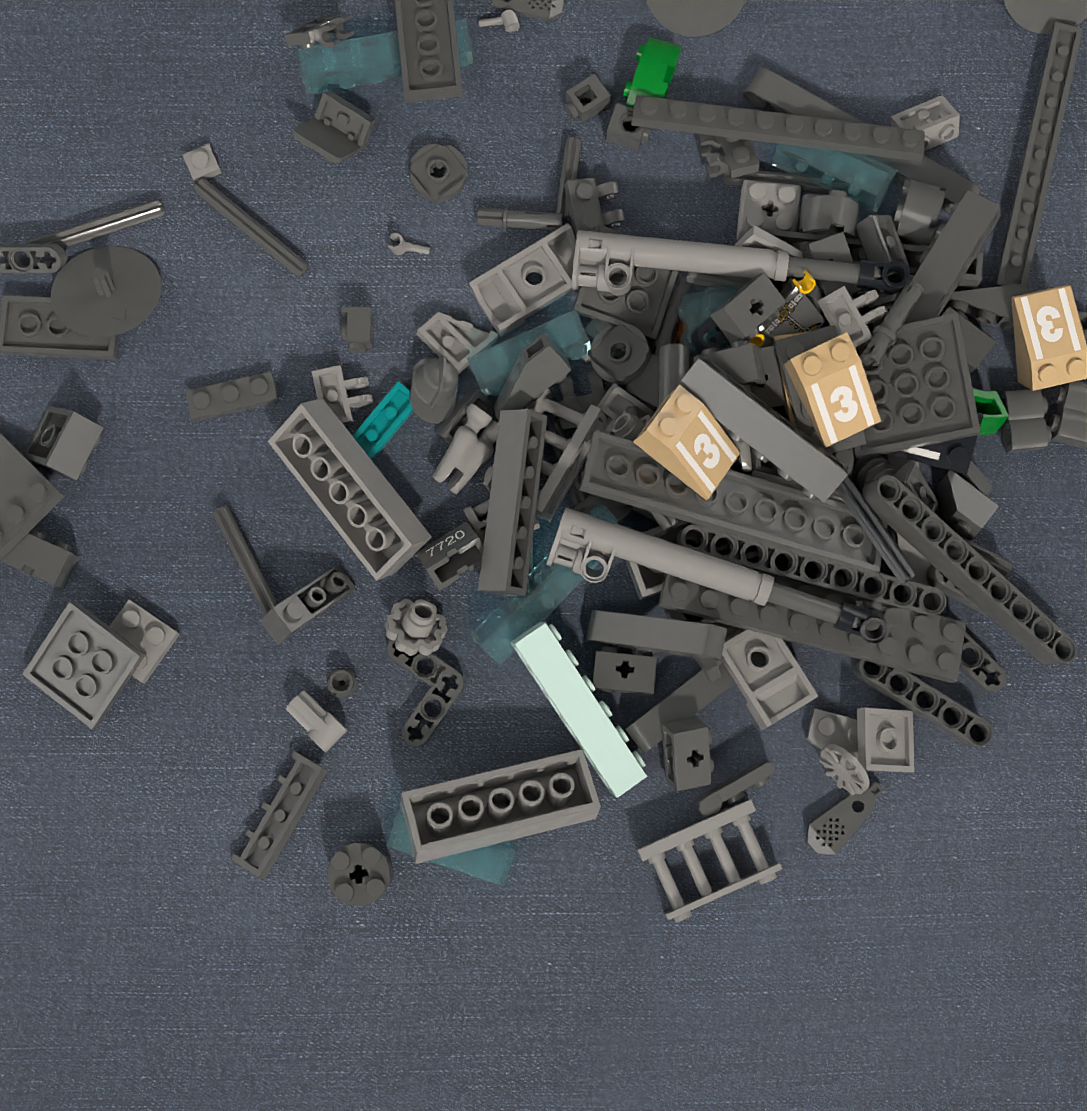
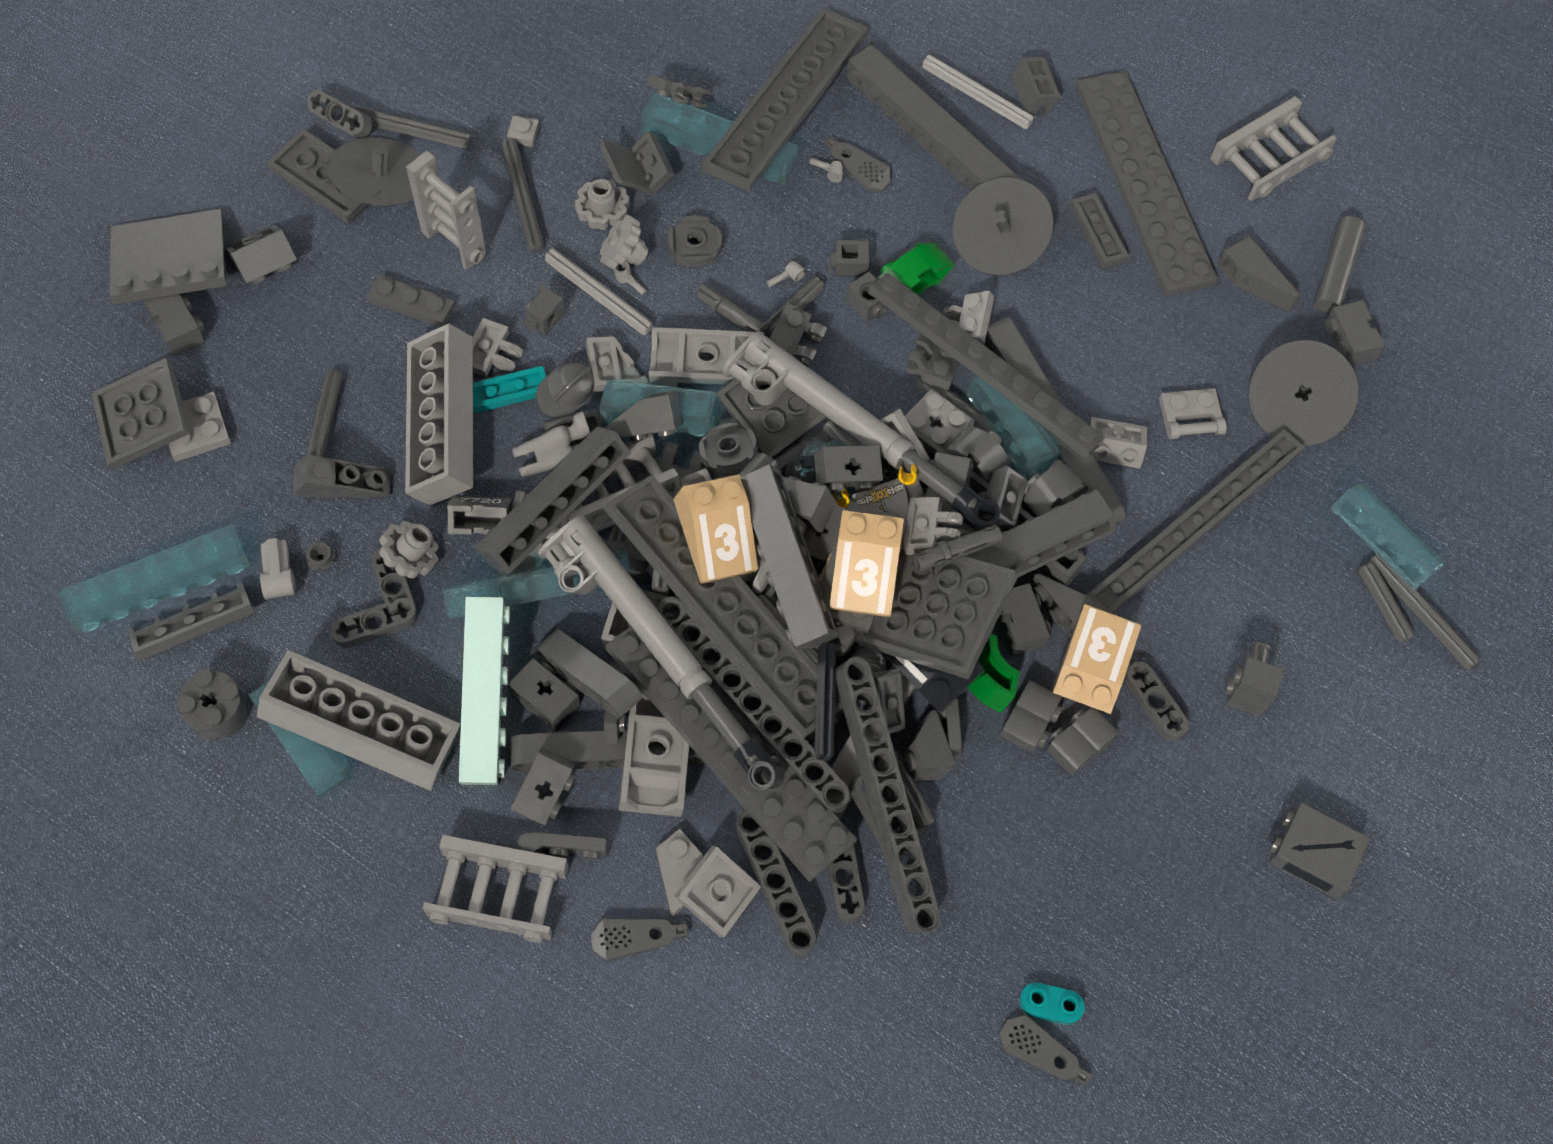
camera: 30 degrees right, 15 degrees down
(213, 295) = (445, 210): none -> light grey fence
(218, 801) = (154, 579): none -> clear light blue brick
(329, 190) = (601, 203): none -> light grey plant
(380, 218) = (623, 244): none -> light grey plant
(389, 276) = (598, 291): none -> light grey axle
(544, 143) = (792, 270): none -> light grey hand
(731, 85) = (973, 315): none -> light grey hinge
(844, 769) = (663, 889): light grey wheel -> none
(962, 50) = (1192, 406): none -> light grey plate

